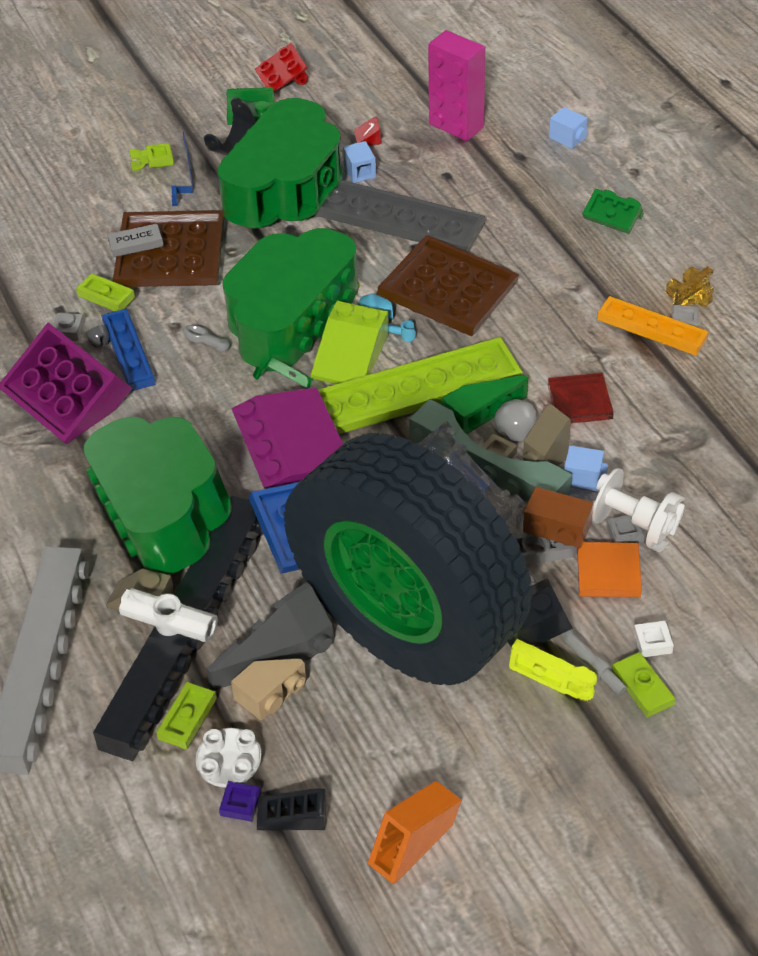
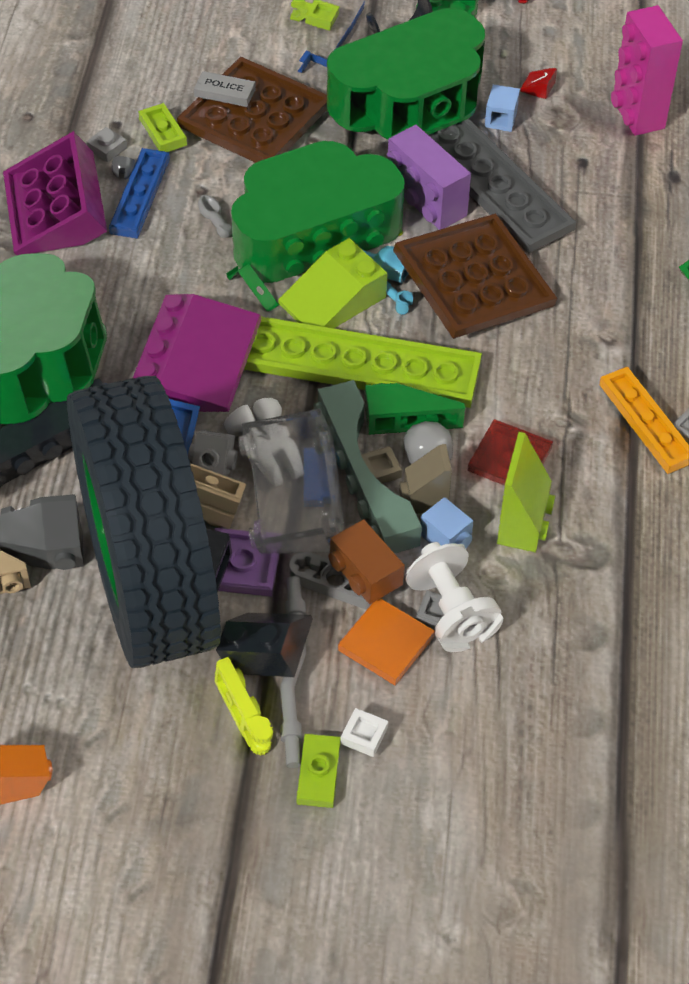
camera: 30 degrees right, 5 degrees up
(367, 225) = (432, 177): none -> medium lavender brick
(624, 420) = (525, 499): none -> lime slope

